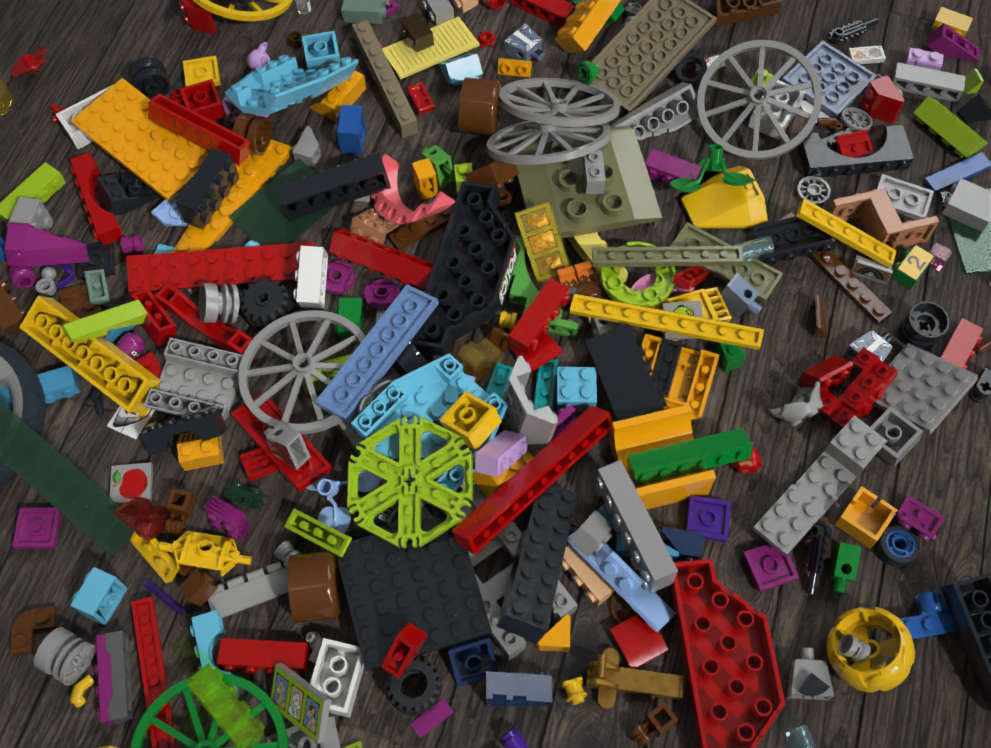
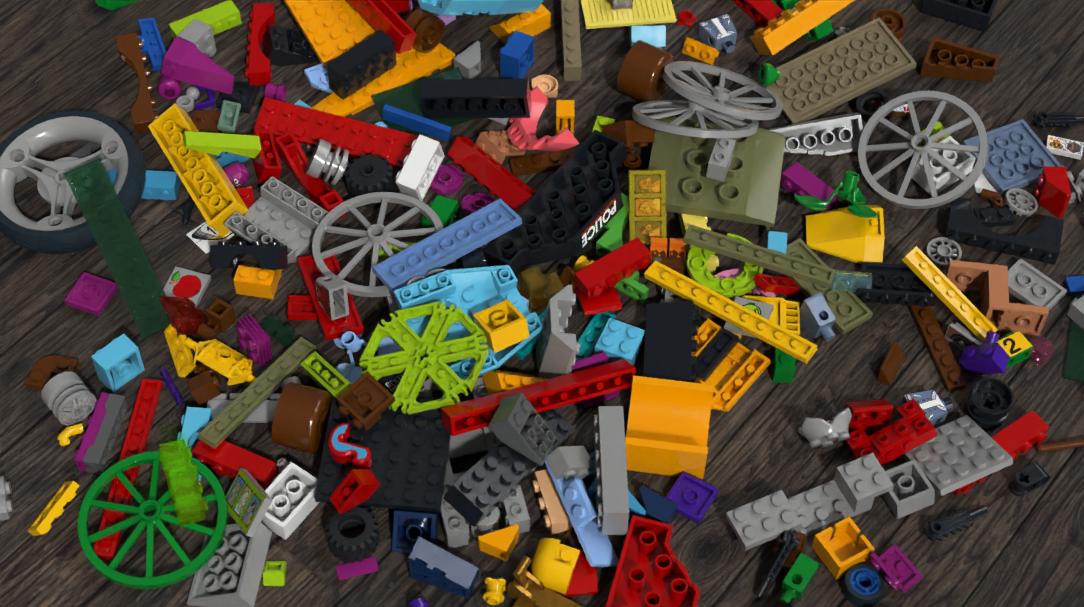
camera: 20 degrees right, 10 degrees down
(254, 575) = (256, 393): none -> olive plate
(283, 229) = (416, 123): none -> blue tile
(374, 552) = (365, 401): none -> reddish brown plate
(378, 612) = (346, 452): none -> red animal
(389, 147) = (547, 85): none -> light nougat hat
(420, 98) = (596, 50): red plate -> none
(441, 163) = (584, 107): bright green torso -> none
(500, 453) = (517, 364): lavender brick -> none
(539, 521) = (522, 428): none -> dark grey slope
(621, 642) = (554, 564): none -> yellow brick
(671, 235) = (777, 241): none -> medium azure tile
(689, 456) = (714, 434): green brick -> none
(749, 465) = (753, 461): red head -> none
(769, 567) = (729, 559): magenta plate -> none
(854, 144) = (1005, 221): red plate -> none
(901, 282) = (986, 357): none -> dark purple brick
(942, 452) = (953, 522): none -> black piece

